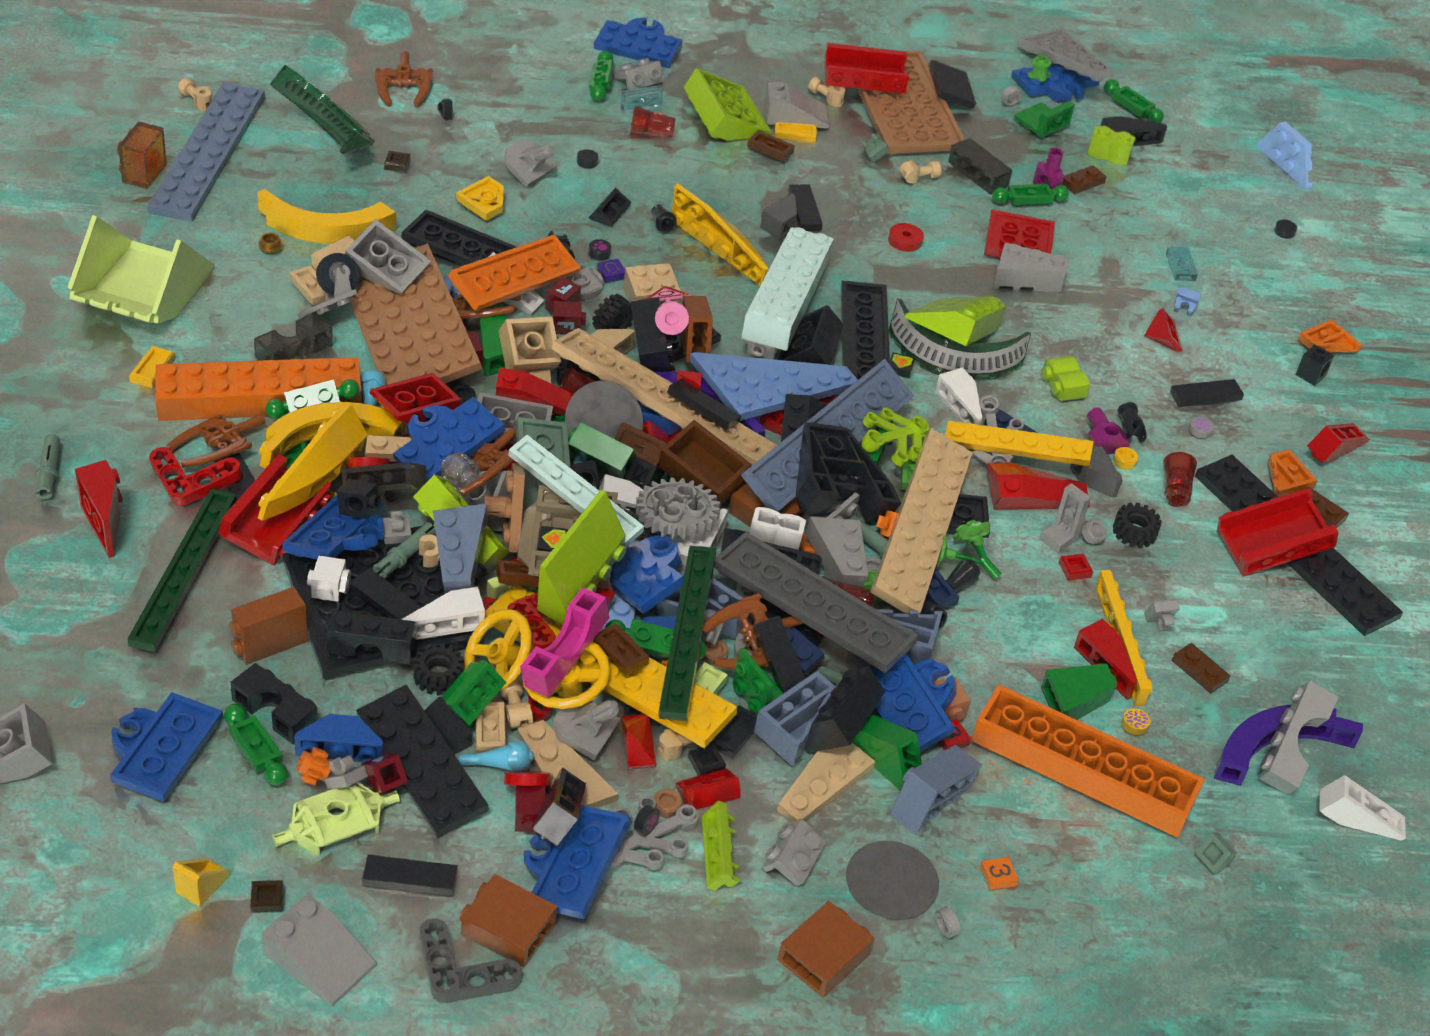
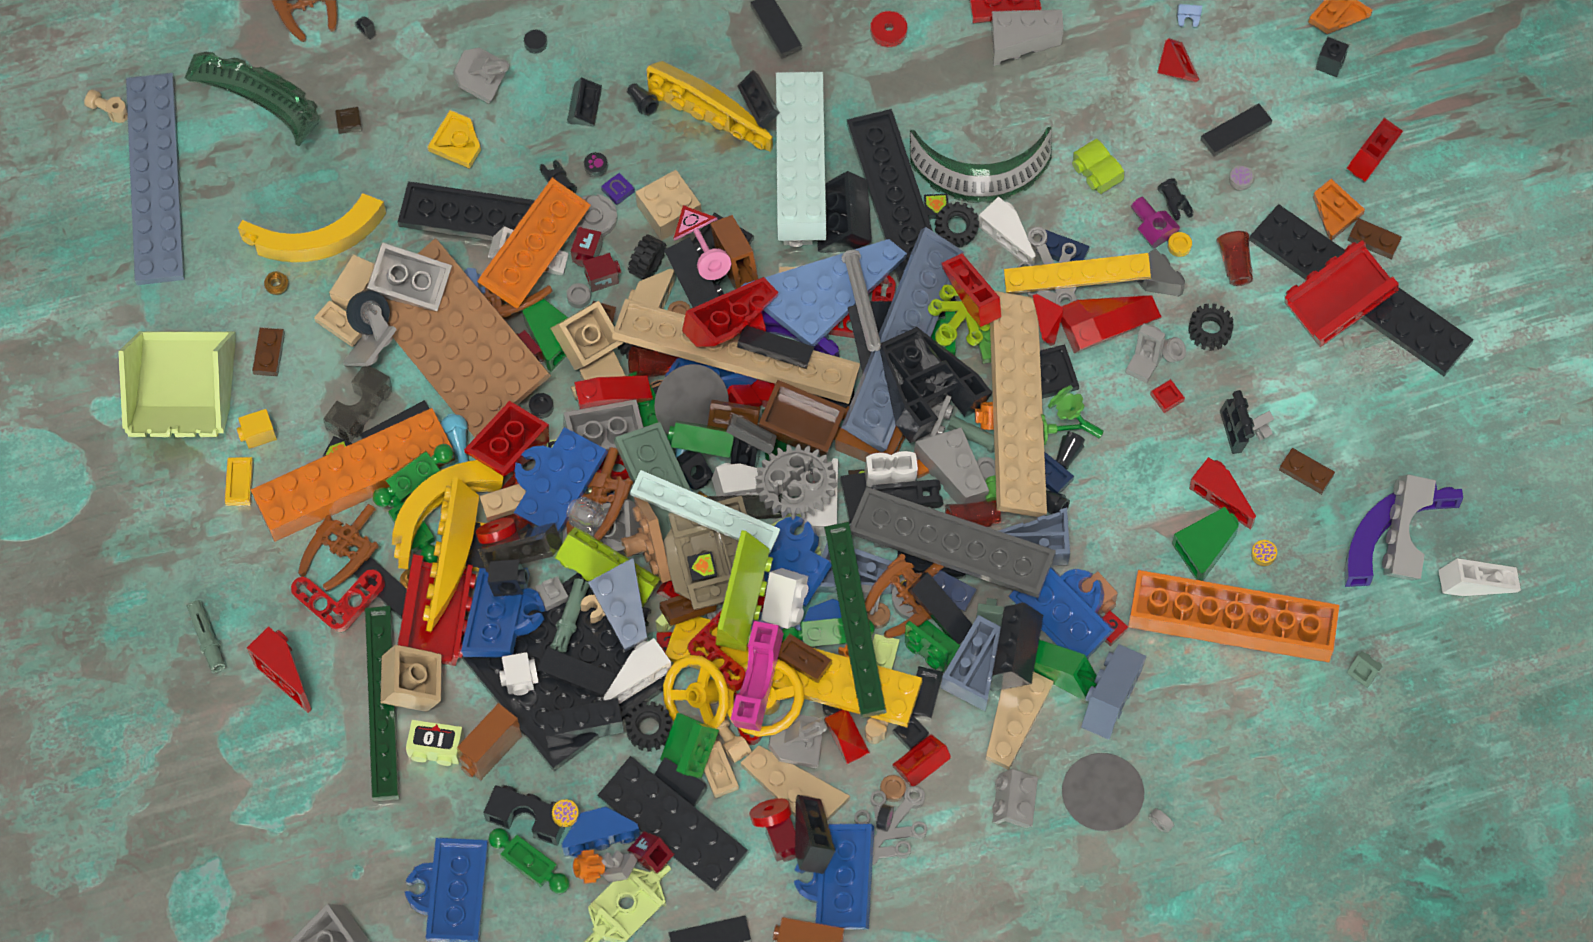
camera: 10 degrees left, 20 degrees up
(142, 155) = (101, 220): clear orange brick -> none
(190, 332) = (256, 429): none -> yellow brick
(211, 612) = (434, 742): none -> yellowish green brick
(221, 550) = (411, 678): none -> tan brick
(235, 287) = (268, 351): none -> reddish brown plate
(312, 706) = (565, 813): none -> yellow tile
(513, 757) = (749, 793): medium azure piece -> none
(626, 591) = (785, 598): none -> white brick
(650, 456) = (751, 433): none -> dark grey tile
(660, 358) = (727, 314): none -> red wedge
(718, 847) = (951, 817): lime plate -> none
(766, 241) = (758, 99): none -> black tile
(780, 217) = (758, 53): dark grey slope -> none
(804, 362) = (851, 259): none -> light grey axle
(825, 948) = (1071, 882): dark orange brick -> none
(913, 417) = (973, 290): none -> red slope
(921, 369) = (966, 214): none -> black tyre
(960, 318) = (974, 132): lime slope -> none
(978, 468) = (1049, 318): none -> red slope
(999, 873) = (1189, 754): orange tile -> none
(1115, 616) = (1226, 454): yellow plate -> none
(1141, 600) = (1237, 422): none -> black plate

